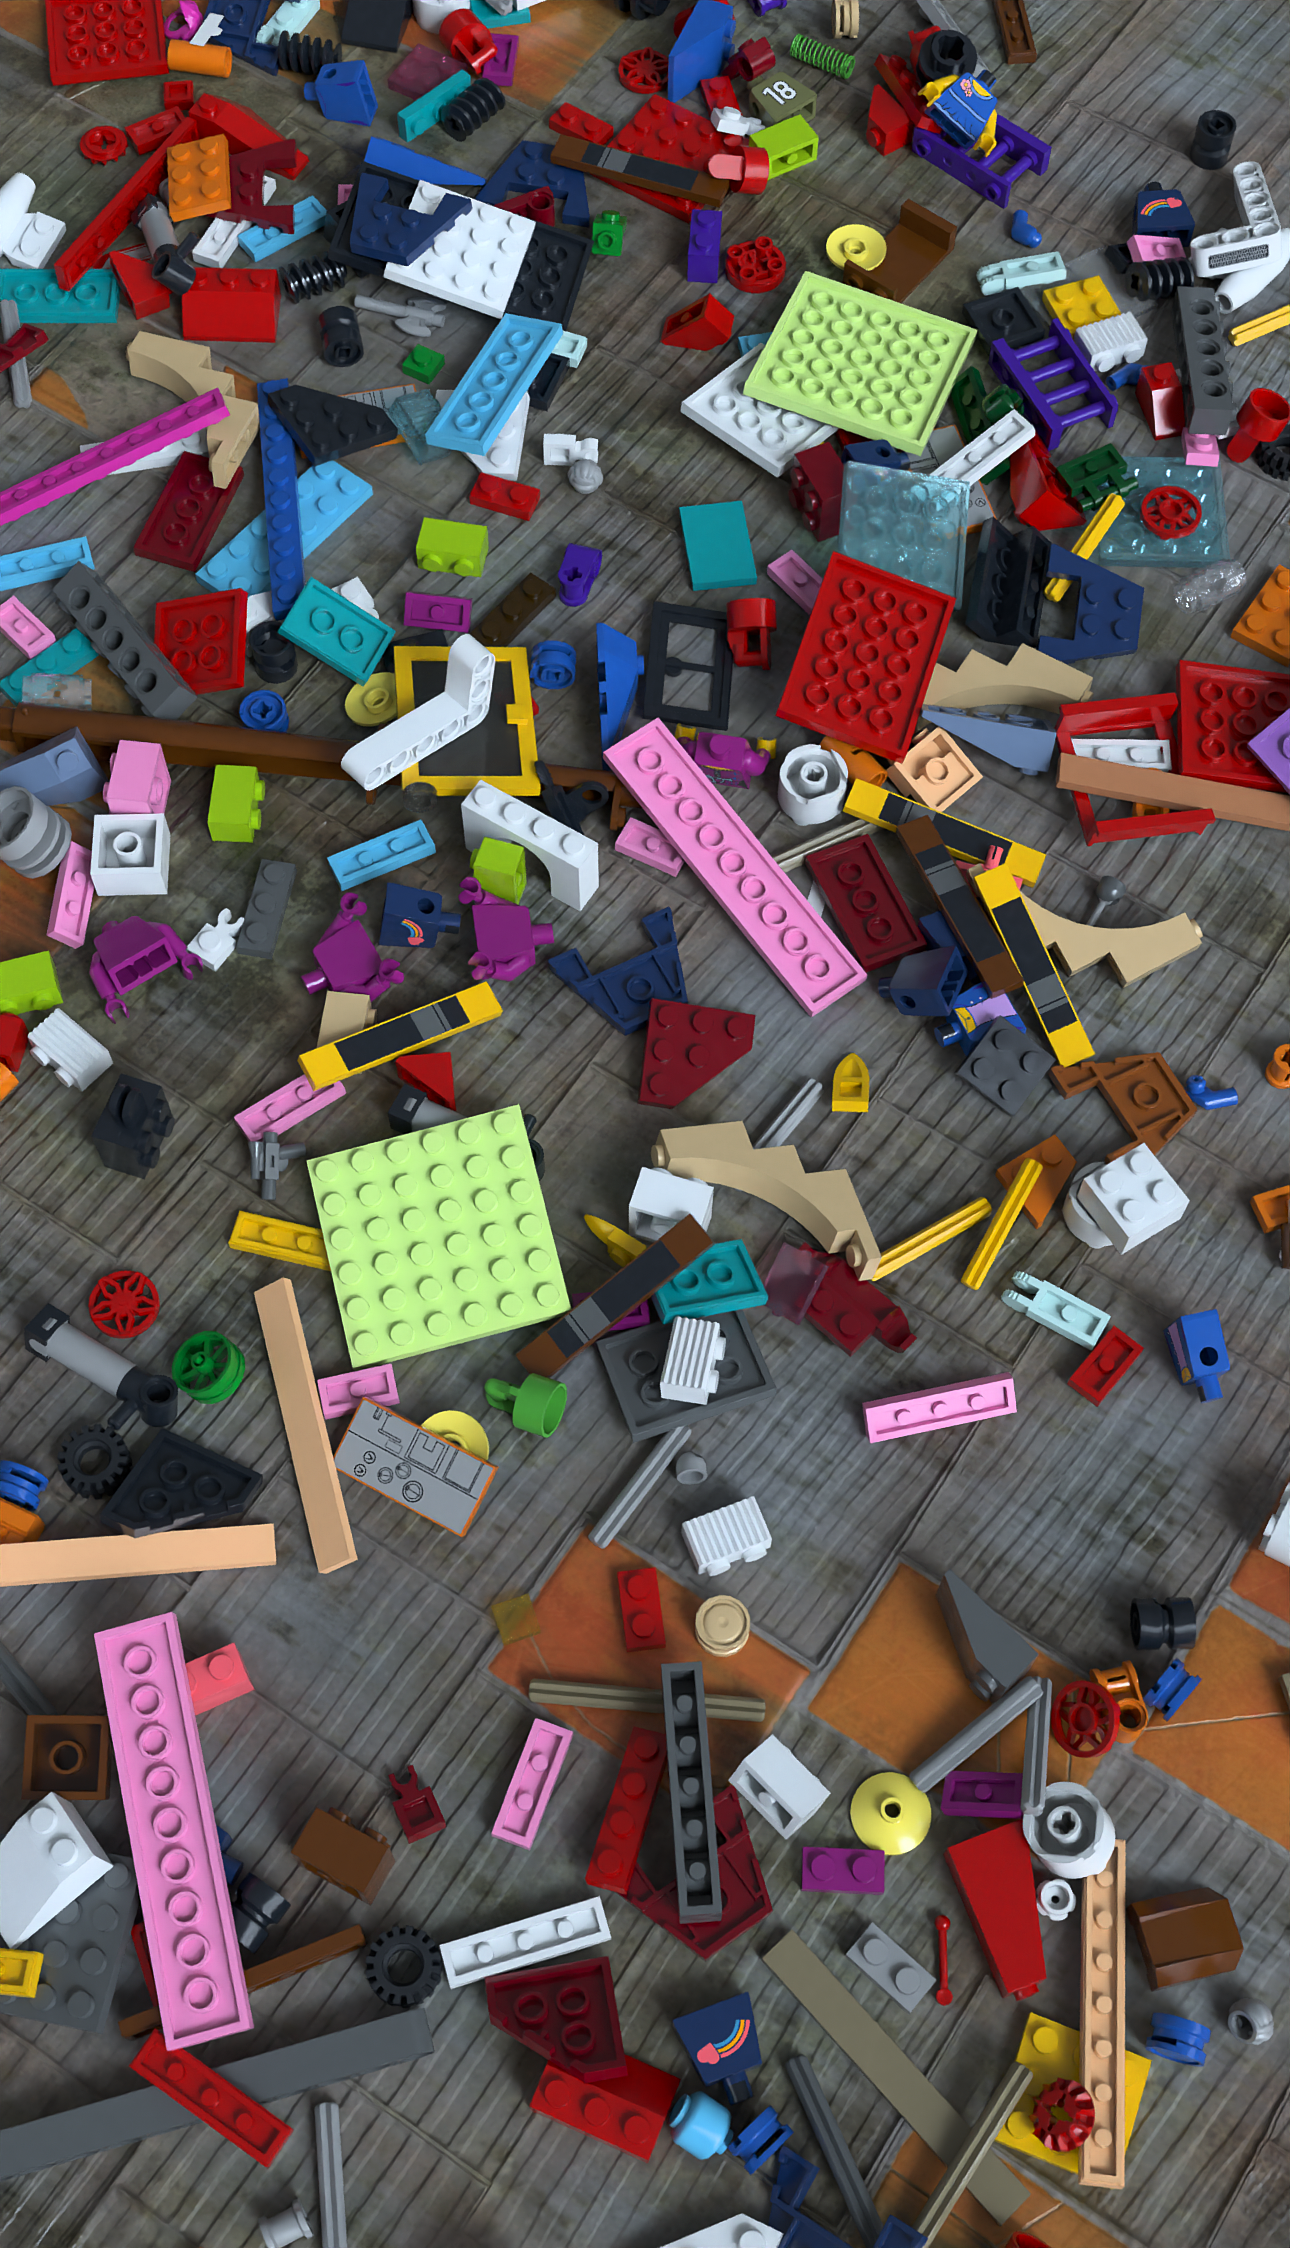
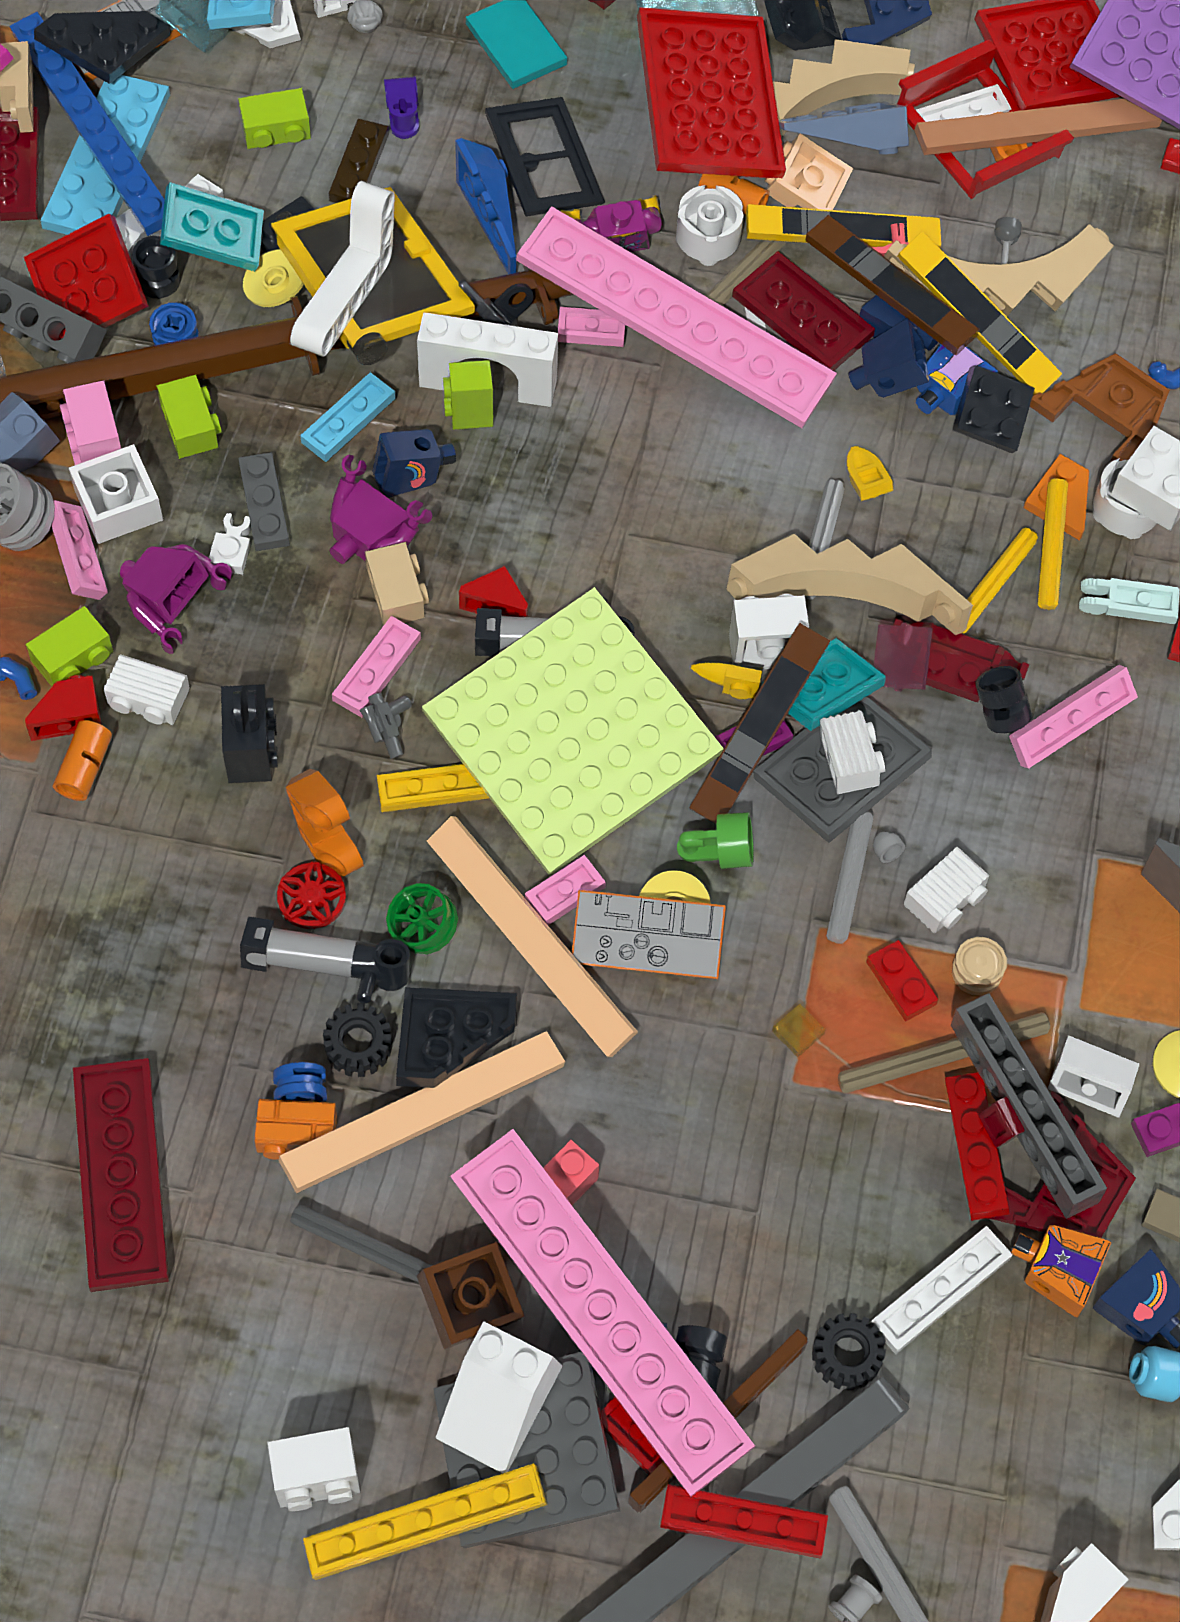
camera: 25 degrees left, 0 degrees up
(158, 1225) = (319, 819): none -> orange connector
(343, 1854) = (757, 1277): reddish brown brick -> none
(399, 1036) = (450, 568): tile -> none
(416, 1809) = (794, 1219): dark red plate -> none
(437, 611) = (290, 181): magenta plate -> none
(502, 934) = (495, 448): magenta torso -> none
(504, 496) = (297, 57): red plate -> none
(532, 1784) = (882, 1158): bright pink plate -> none
(553, 664) = (423, 194): blue wheel -> none
(563, 2015) = (1006, 1330): dark red plate -> none
(614, 2111) = (1070, 1386): red slope -> none
(626, 989) = (638, 458): dark blue wing -> none
(656, 1798) = (1001, 1122): none -> dark red tile
(657, 1968) = (1062, 1265): none -> torso
(688, 1049) = (711, 491): dark red plate -> none
(746, 618) = (584, 94): red piece -> none
(796, 579) = (610, 51): bright pink plate -> none
(872, 1364) = (1003, 699): none -> black wheel

